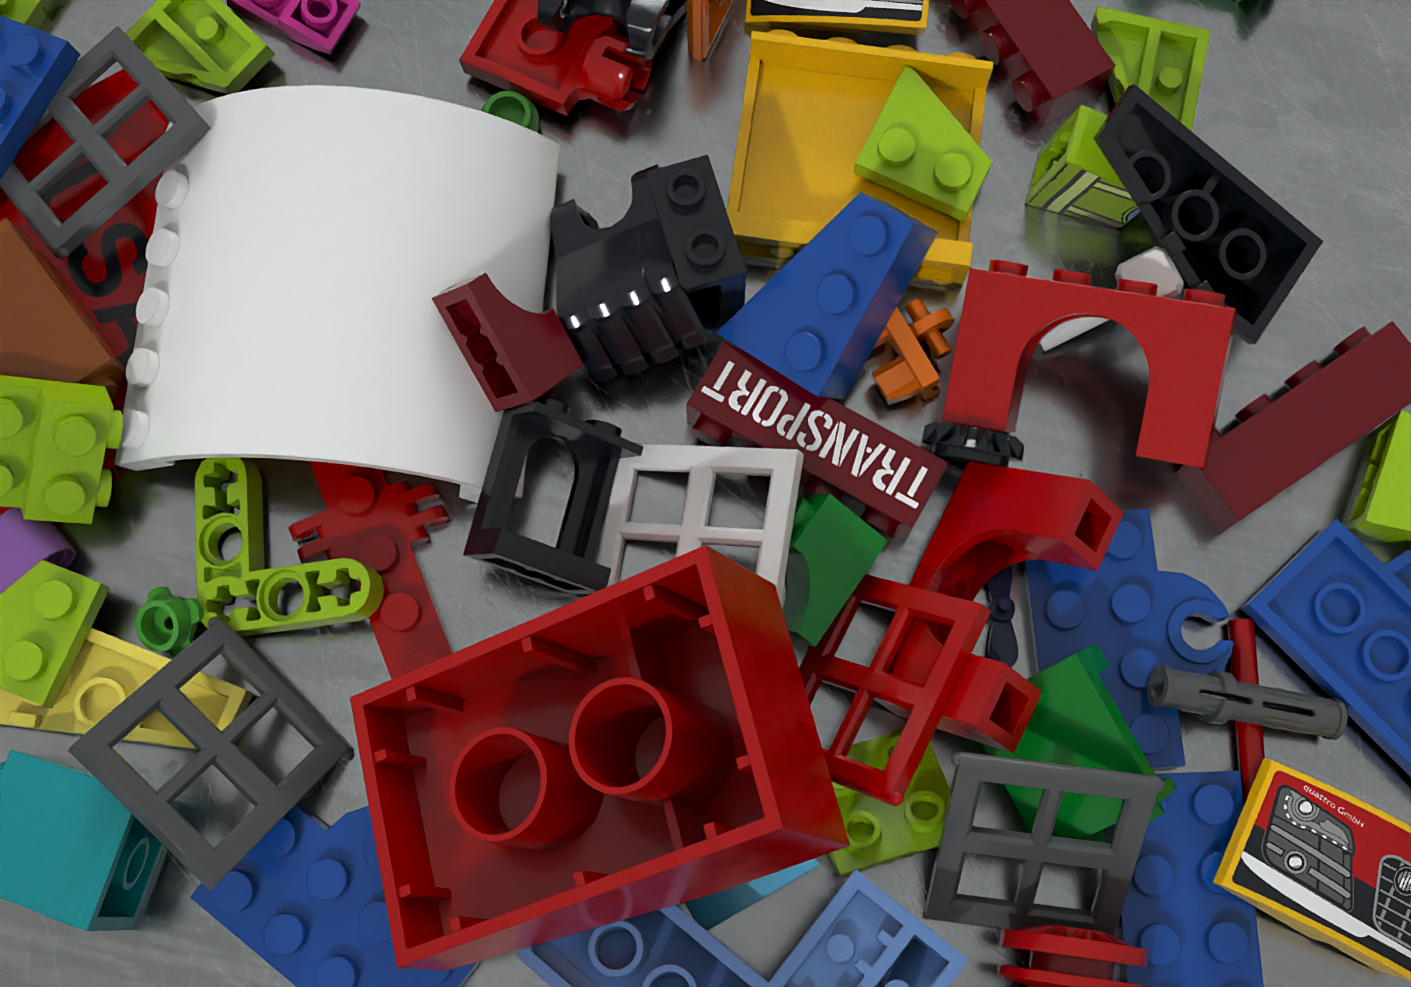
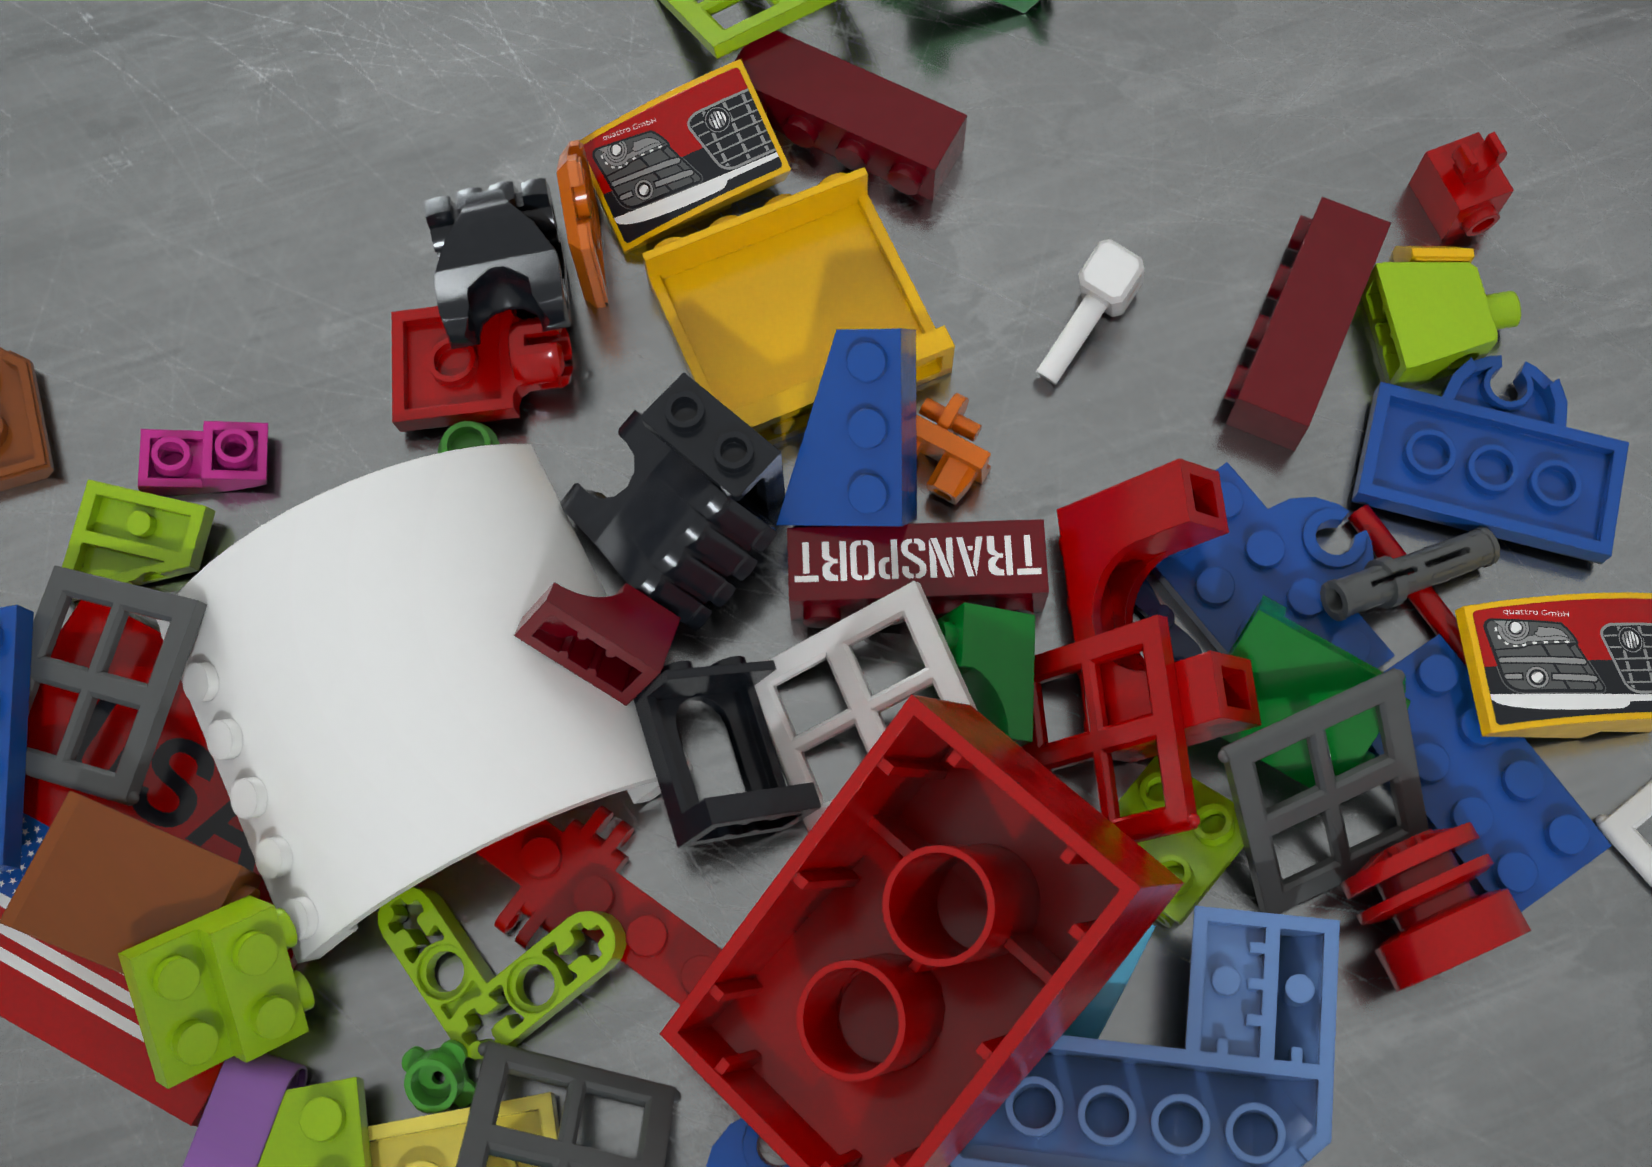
camera: 30 degrees left, 5 degrees down
(923, 150) = (851, 273): lime wing -> none
(972, 444) = (1051, 492): black gear -> none
(1077, 178) = (1010, 208): lime torso -> none
(1156, 56) = (1001, 105): lime wing -> none
(1182, 341) = (1173, 302): red arch -> none
(1206, 212) = (1135, 194): black wedge -> none

